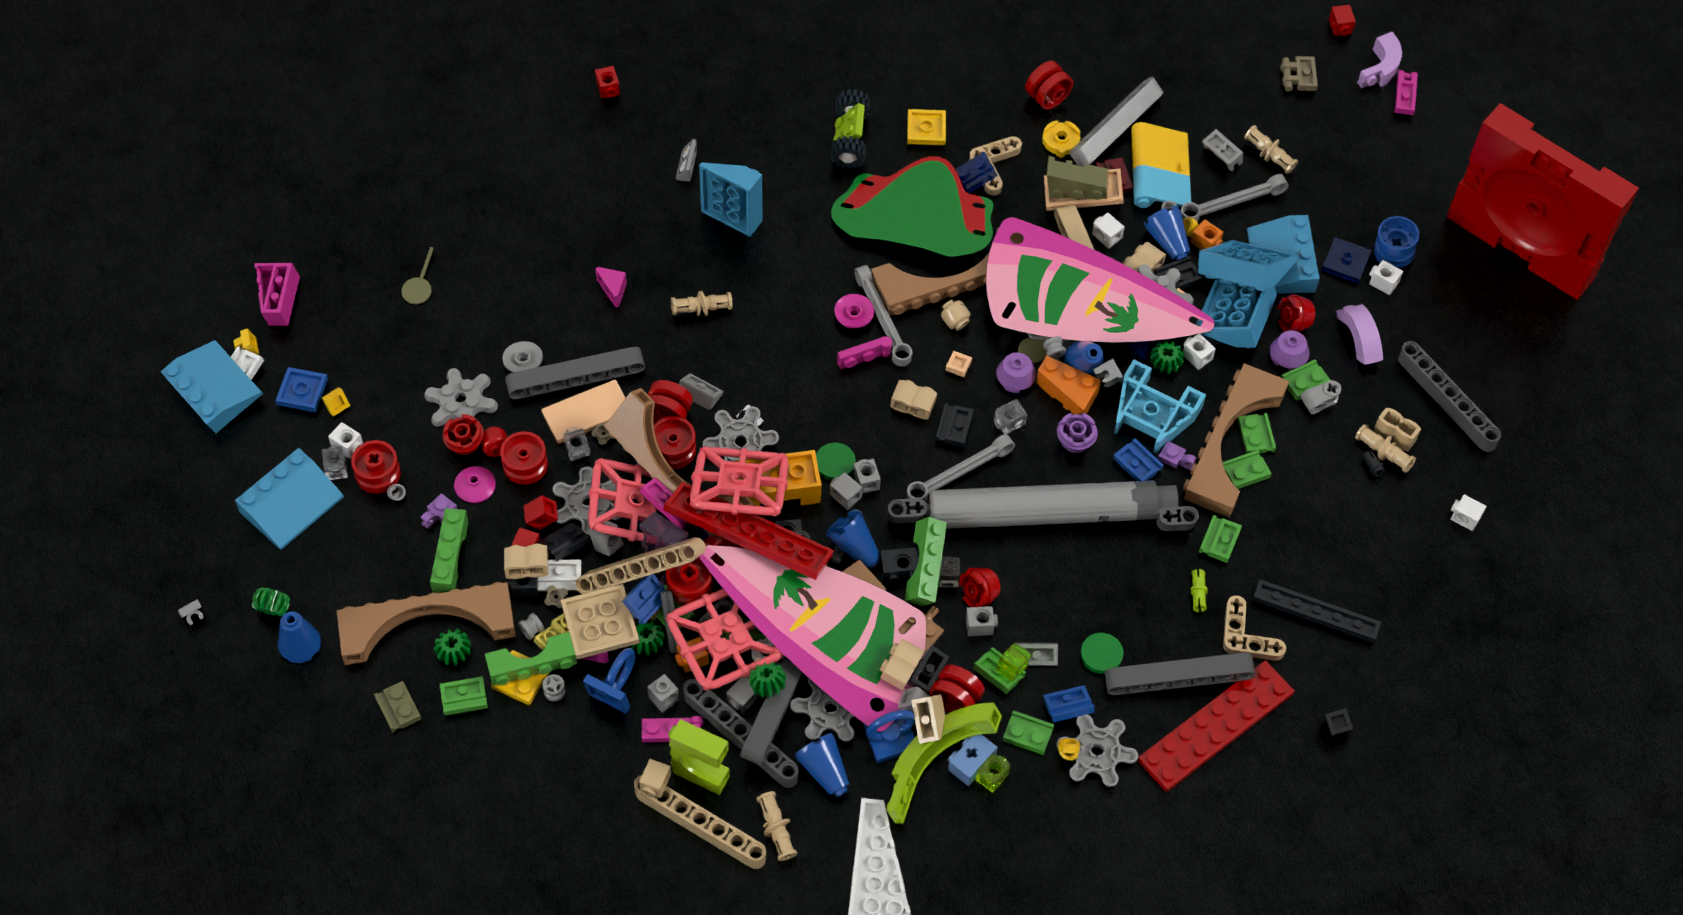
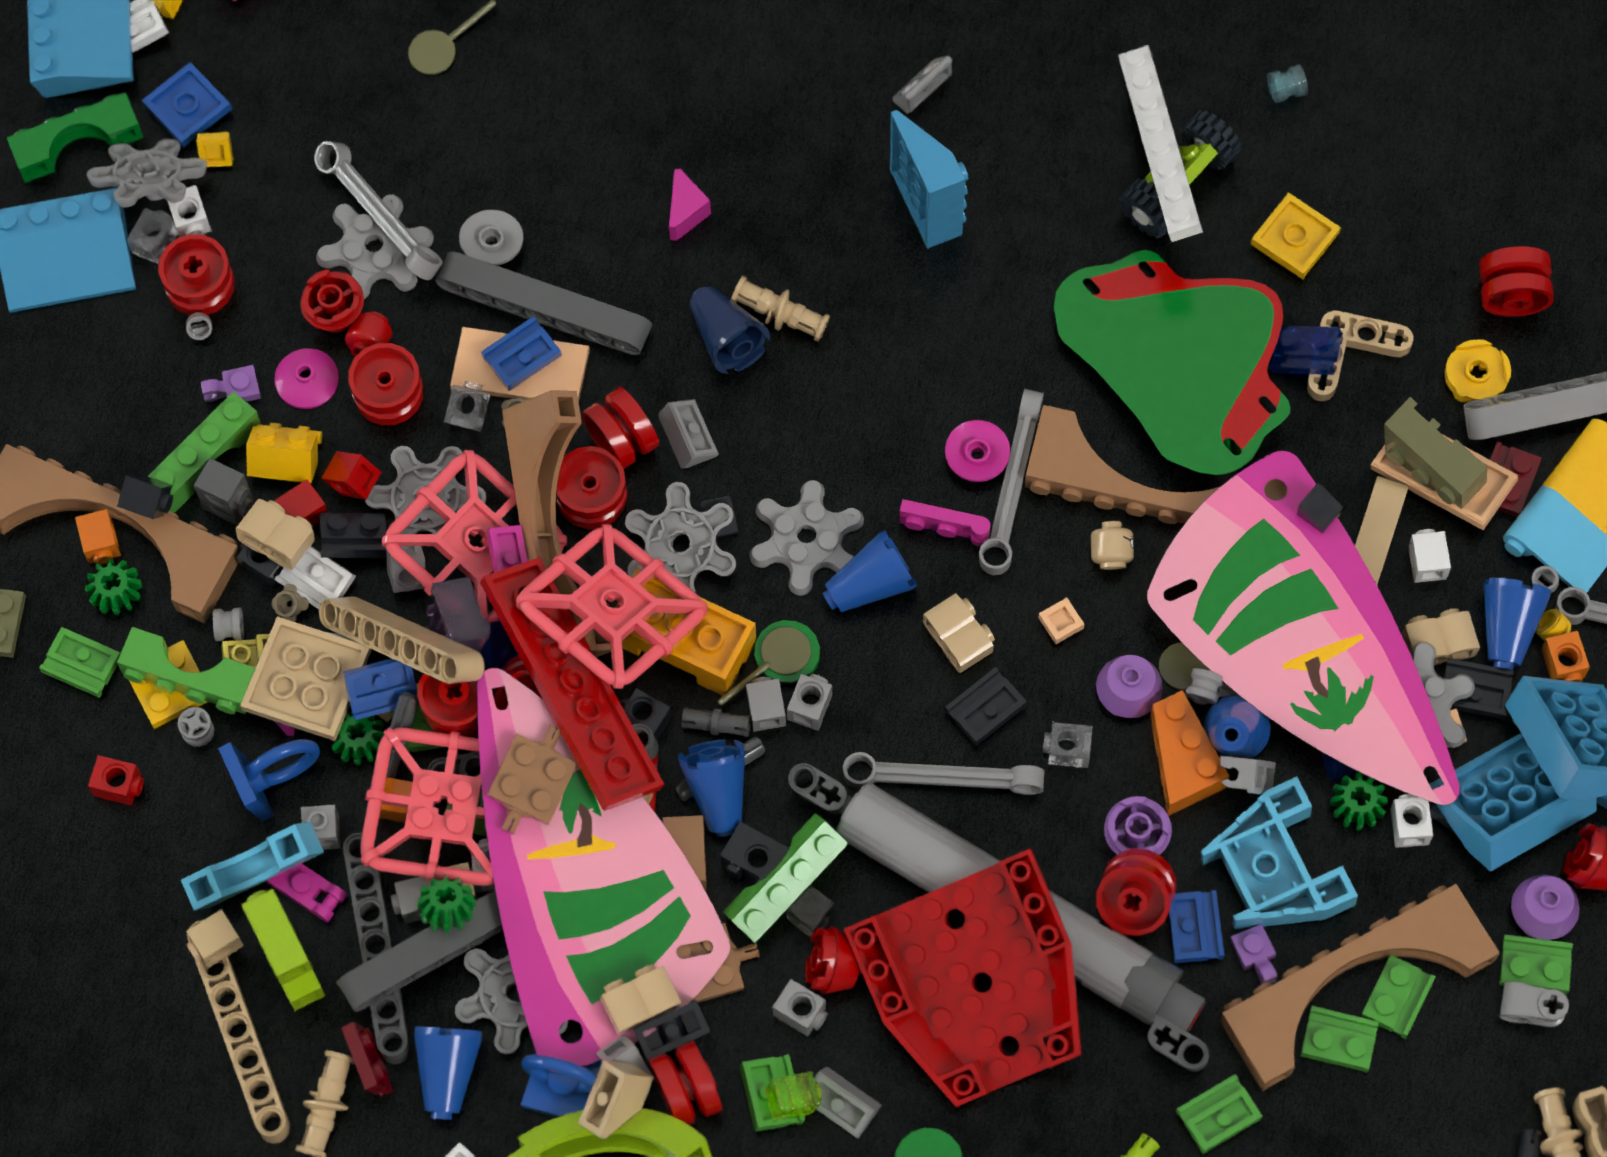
camera: 40 degrees right, 10 degrees up
(265, 421) = (38, 147): none -> green arch
(318, 426) = (147, 173): none -> light grey plate
(423, 627) = (98, 537): none -> orange brick
(441, 584) = (145, 496): none -> black brick
(479, 560) = (224, 492): none -> dark grey brick
(490, 385) = (420, 259): none -> light grey piece
(494, 524) = (283, 452): none -> yellow brick
(531, 749) = (106, 770): none -> red brick
(584, 401) = (521, 353): none -> blue plate
(645, 731) = (252, 867): none -> medium azure arch
(682, 327) = (728, 331): none -> dark blue cone
(765, 589) = (531, 779): none -> medium nougat plate
(788, 791) = (367, 1059): none -> dark red plate
(793, 413) = (801, 557): none -> light grey plate
(826, 515) = (716, 721): none -> dark grey pin
(833, 117) = (1160, 144): none -> white plate
(834, 461) = (783, 652): none -> olive piece
(850, 397) = (870, 576): none -> blue cone
(867, 62) = (1287, 83): none -> clear light blue wheel
(1045, 232) = (1319, 508): none -> black slope
(1068, 513) = (927, 970): none -> red wedge
(1102, 458) = (1136, 892): none -> red wheel

